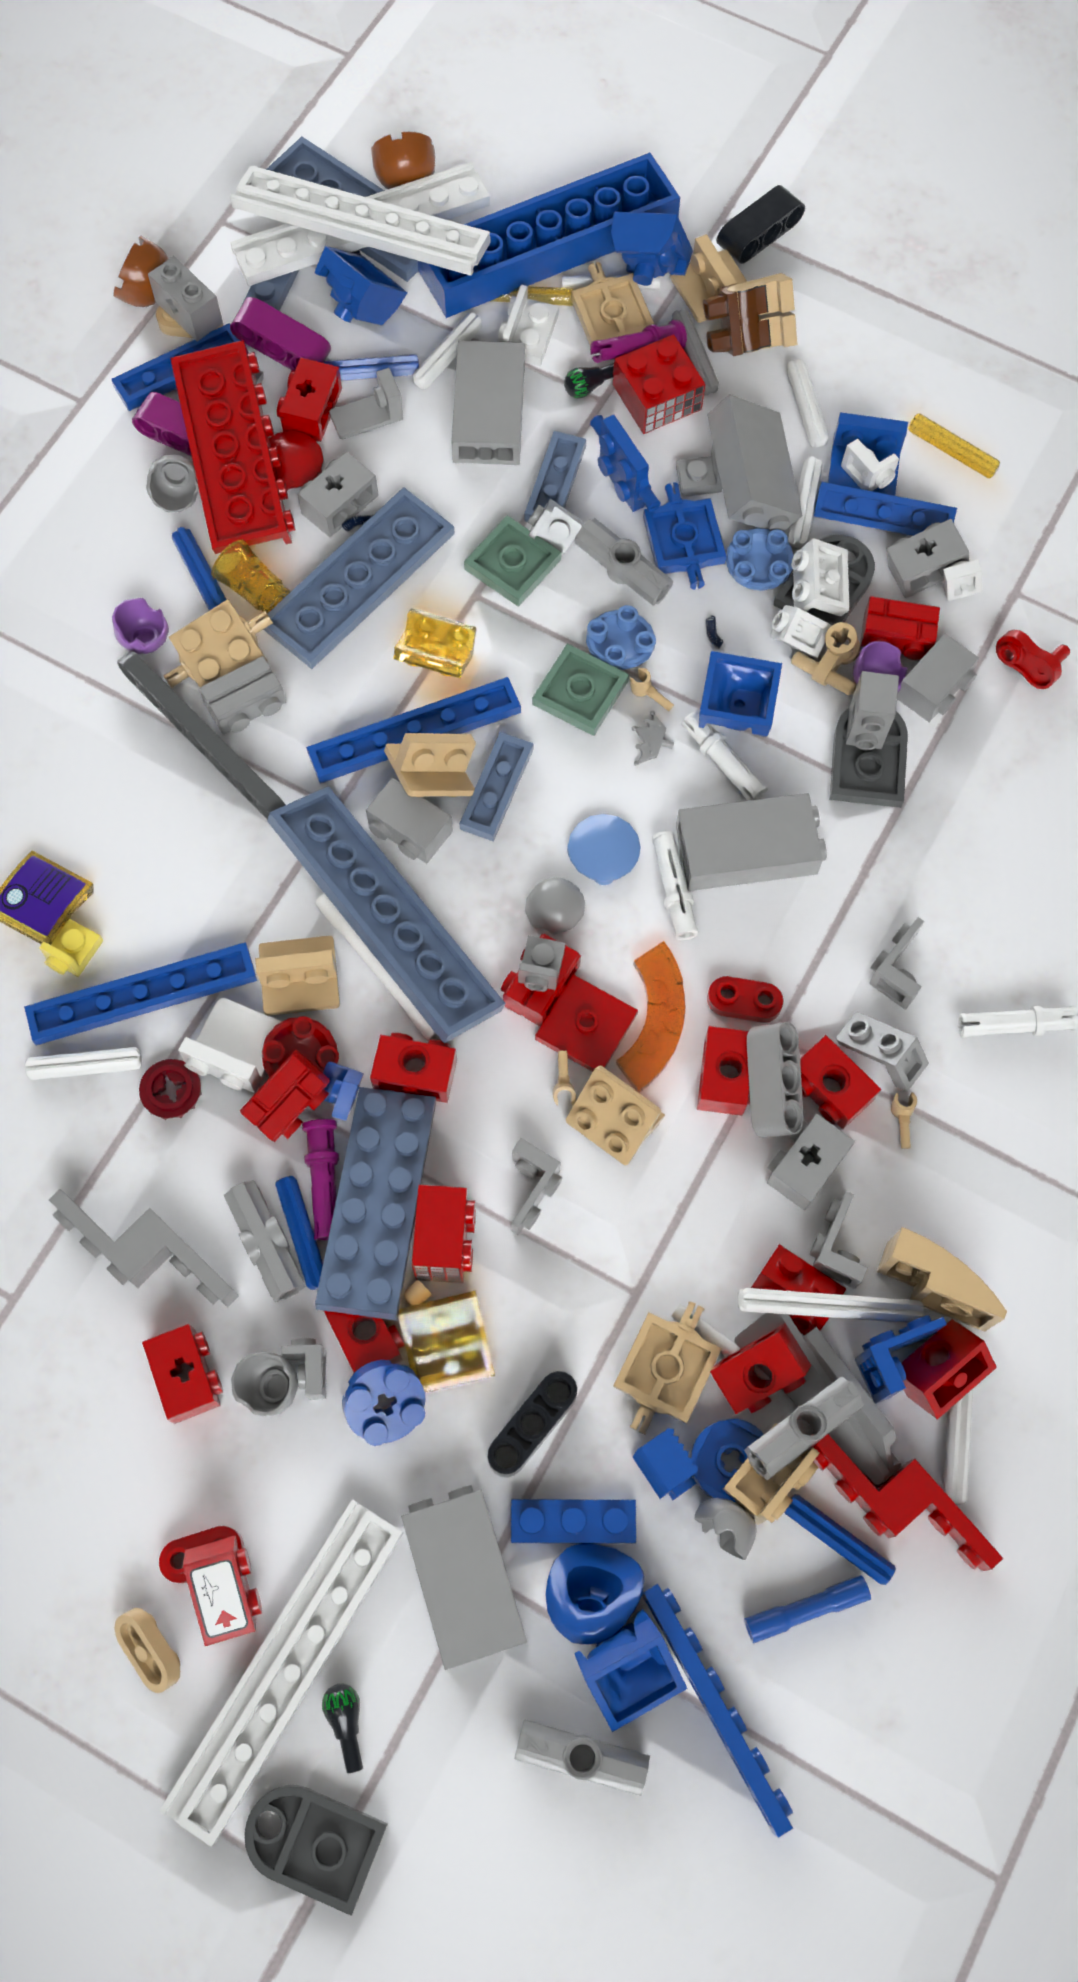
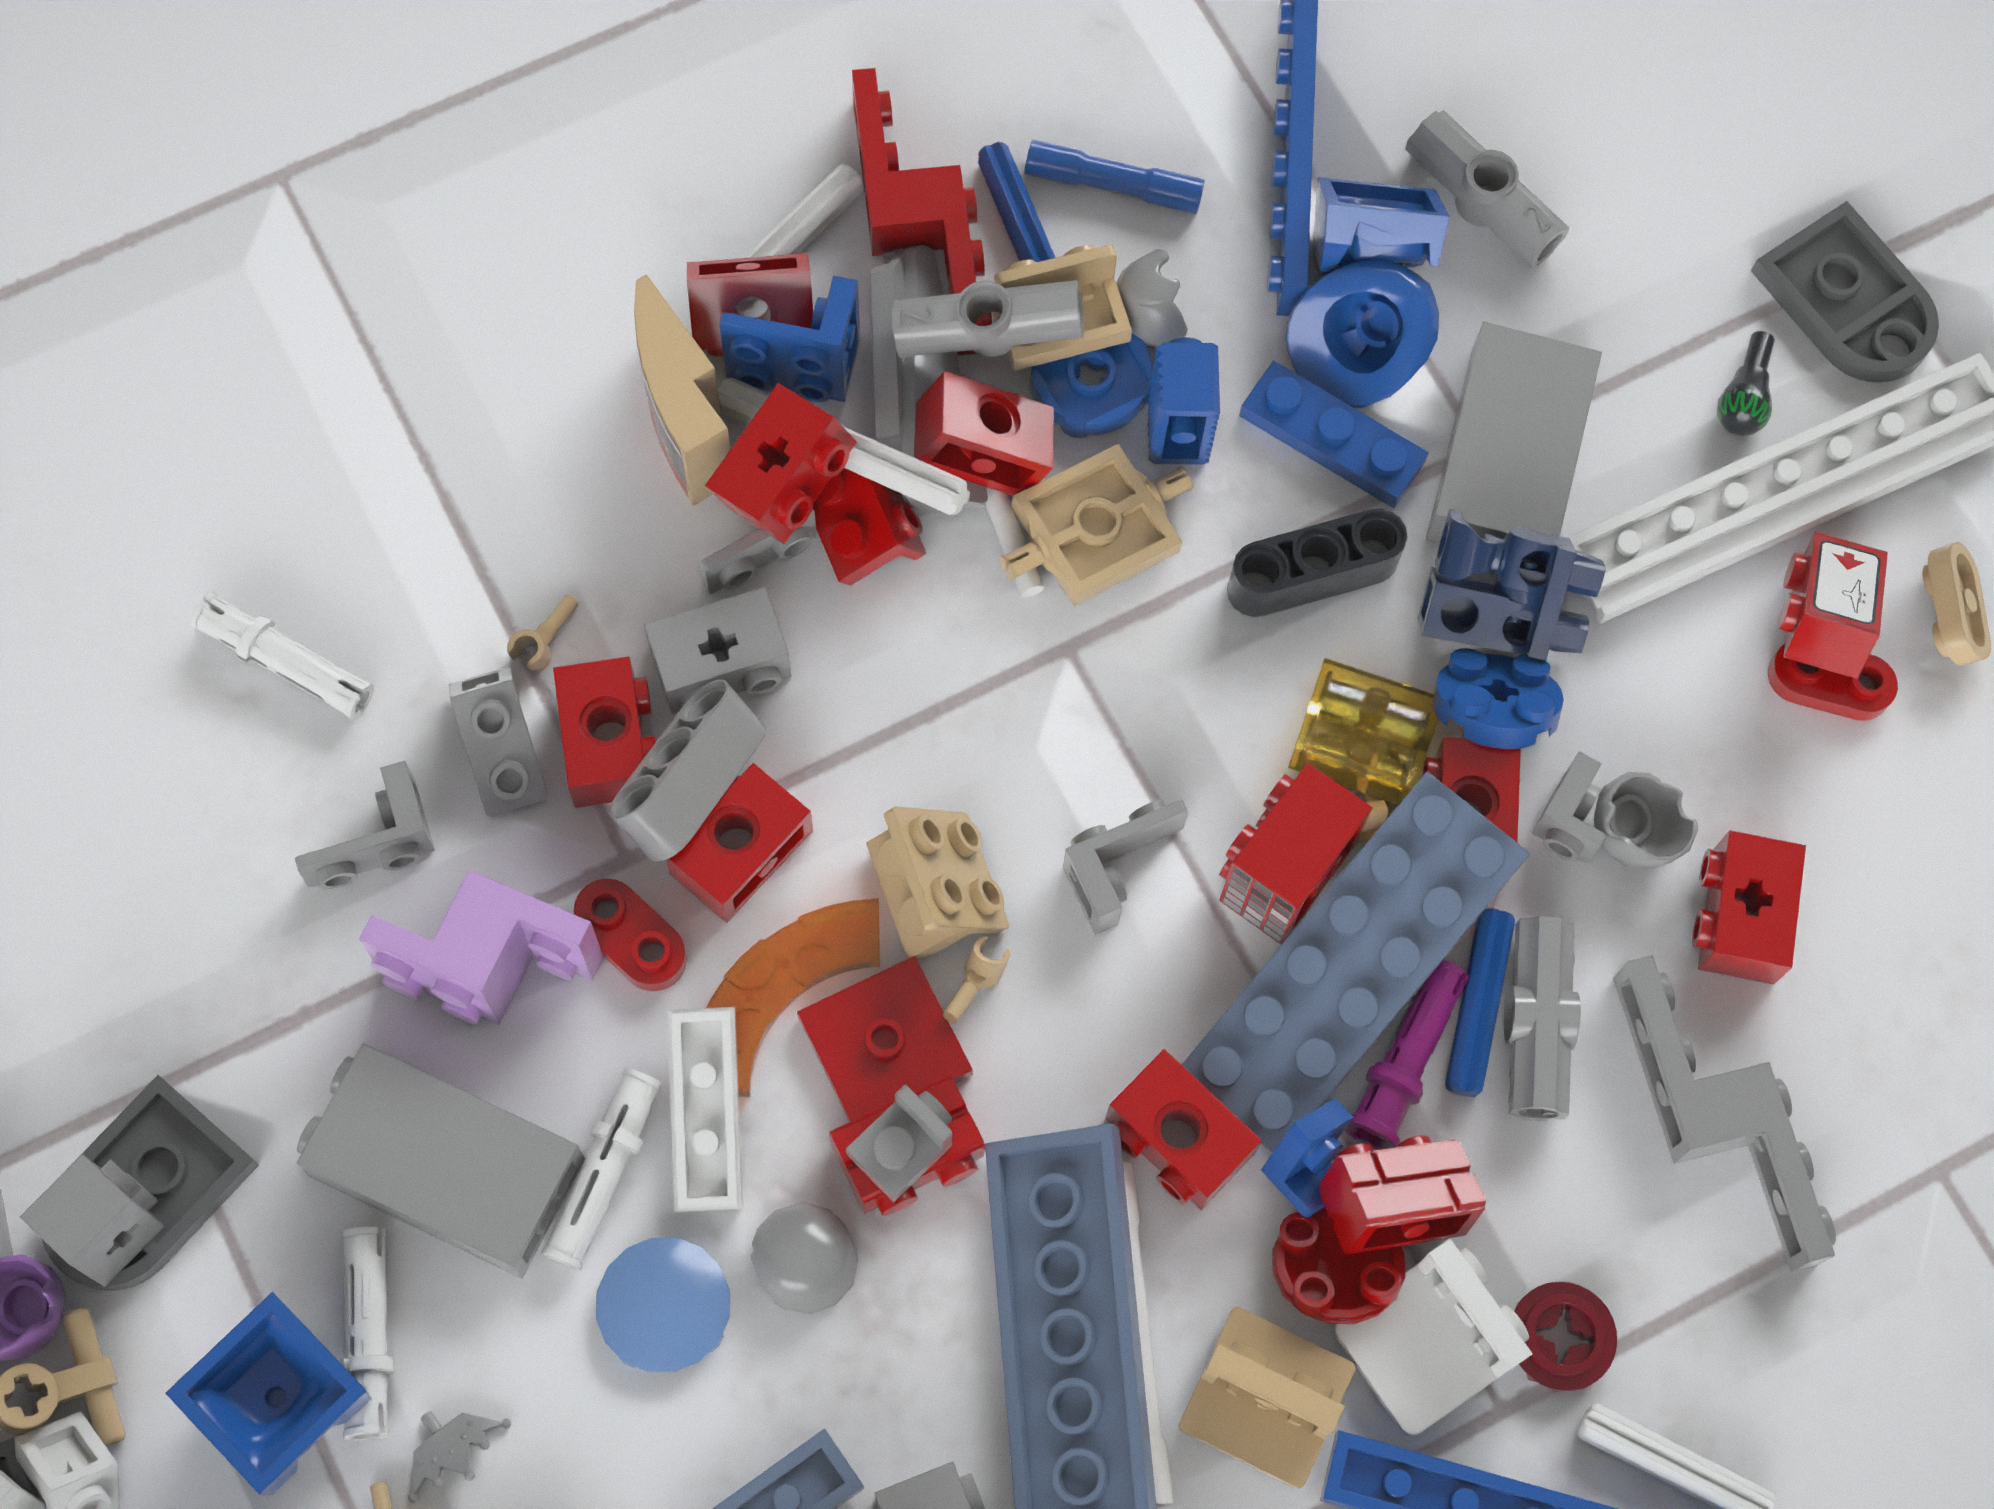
camera: 150 degrees left, 0 degrees up
(410, 1468) = (1526, 601): none -> dark blue hips
(648, 937) = (704, 1109): none -> white tile
(804, 933) = (482, 949): none -> lavender bracket
(850, 1262) = (781, 463): none -> red brick

